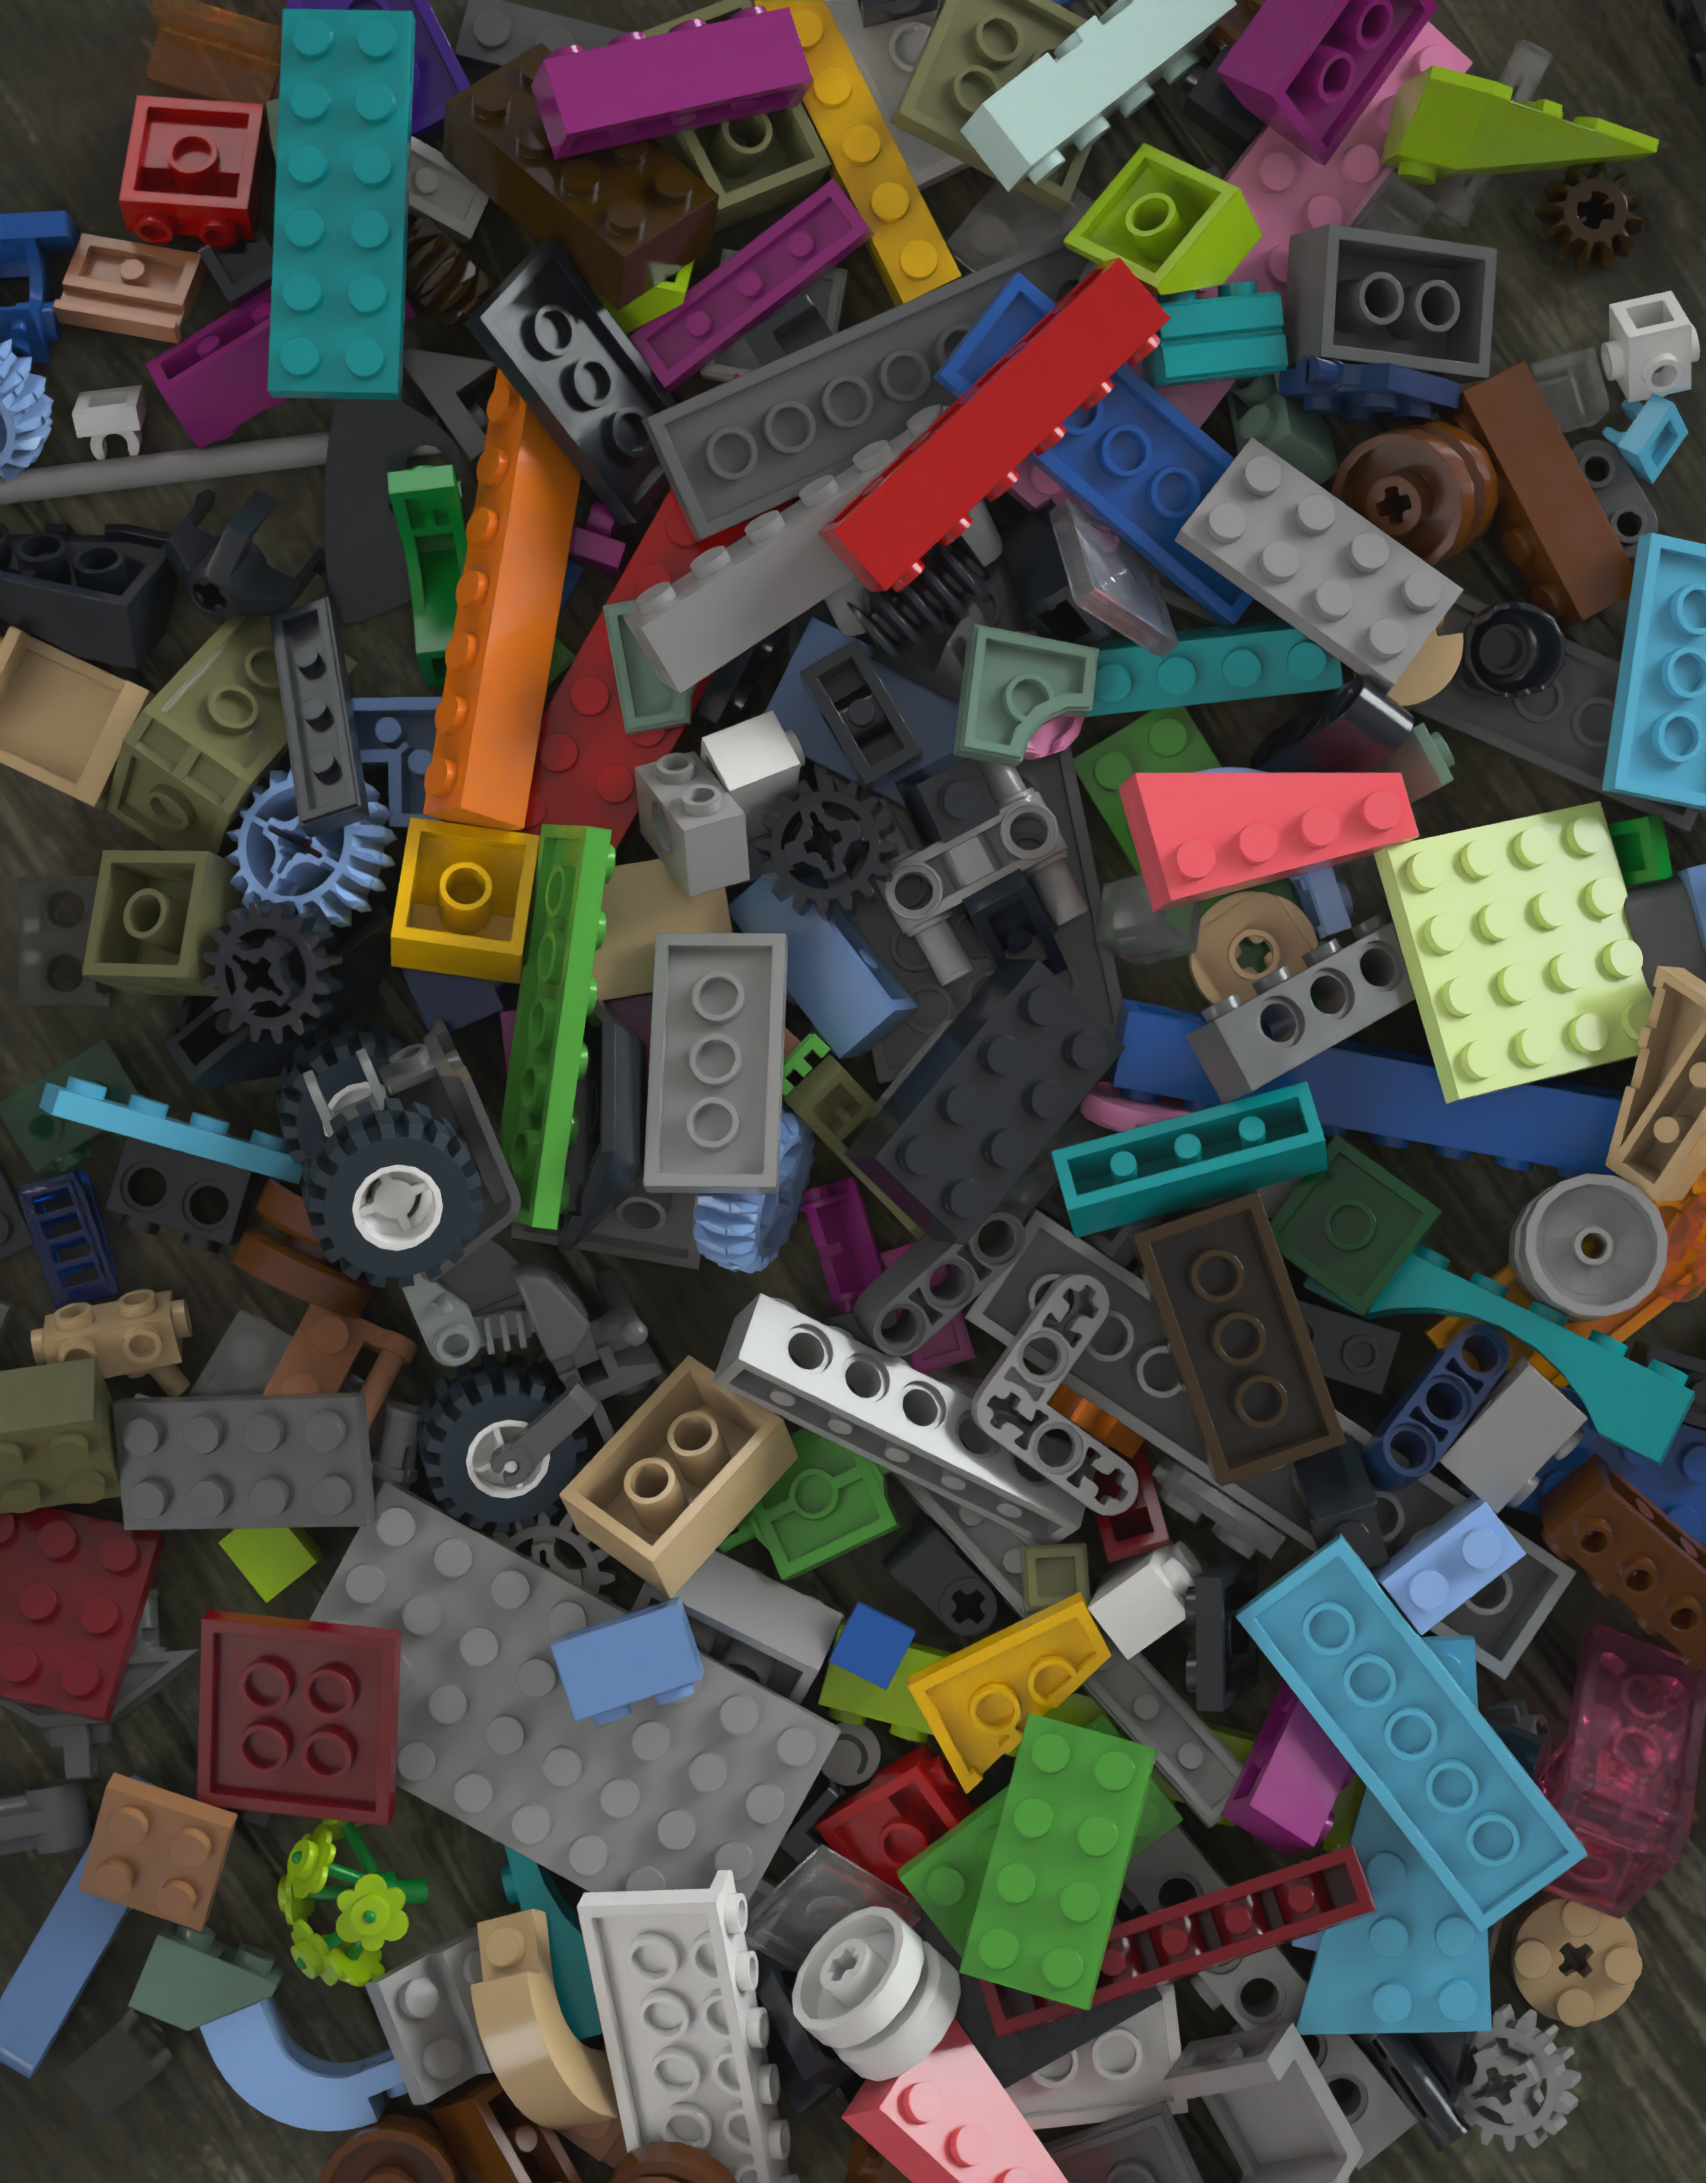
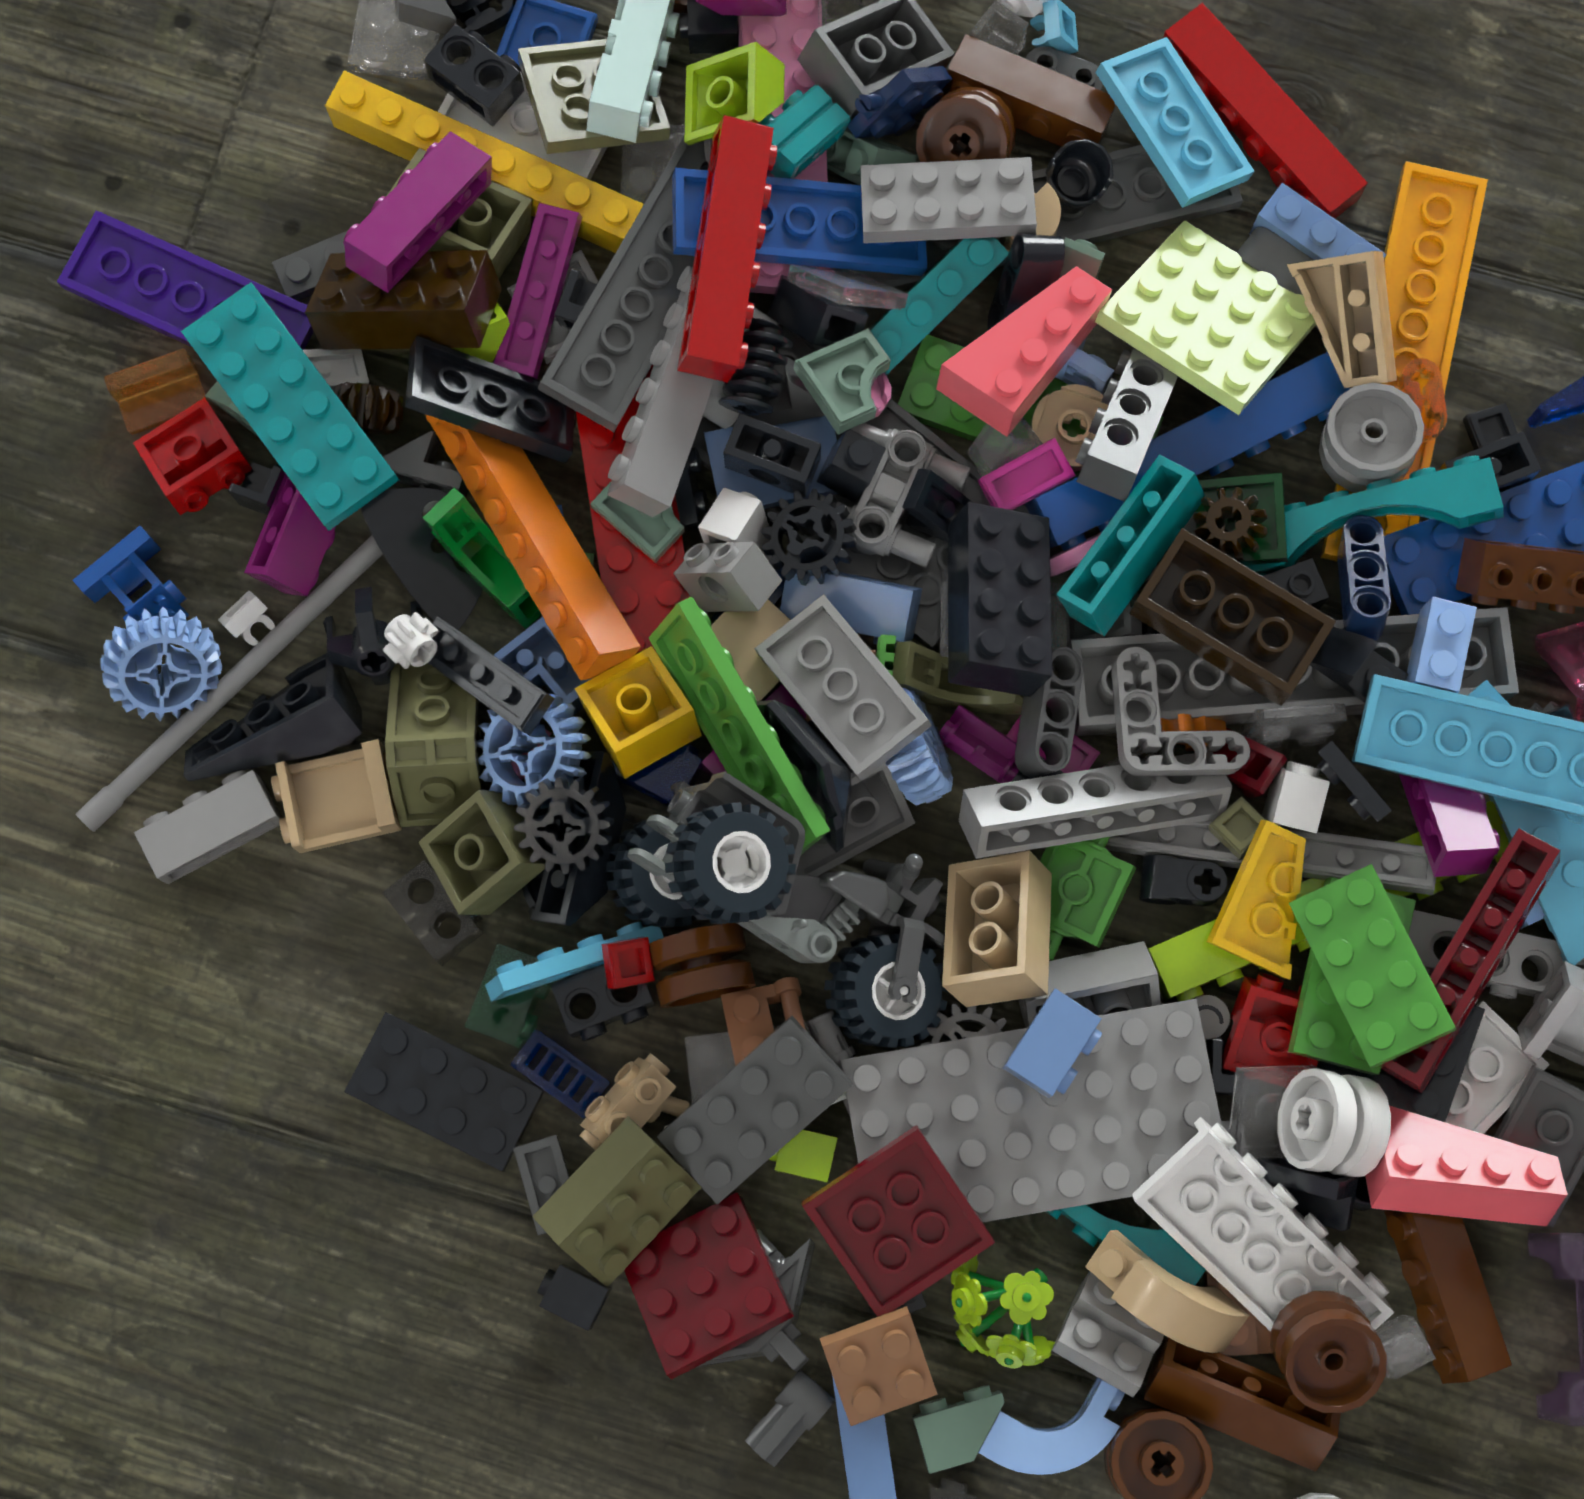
camera: 35 degrees left, 10 degrees down
(130, 288) = (205, 541): nougat plate -> none
(230, 1182) = (627, 962): none -> red tile
(267, 607) = (410, 640): none -> white gear
(596, 544) = (562, 487): magenta tile -> none
(872, 1645) = (1173, 940): blue tile -> none
(1141, 976) = (1027, 476): none -> dark pink tile
(1319, 1205) = (1246, 520): none -> dark brown gear
(1514, 1435) = (1416, 557): light grey brick -> none
(1641, 850) = (1226, 227): green plate -> none

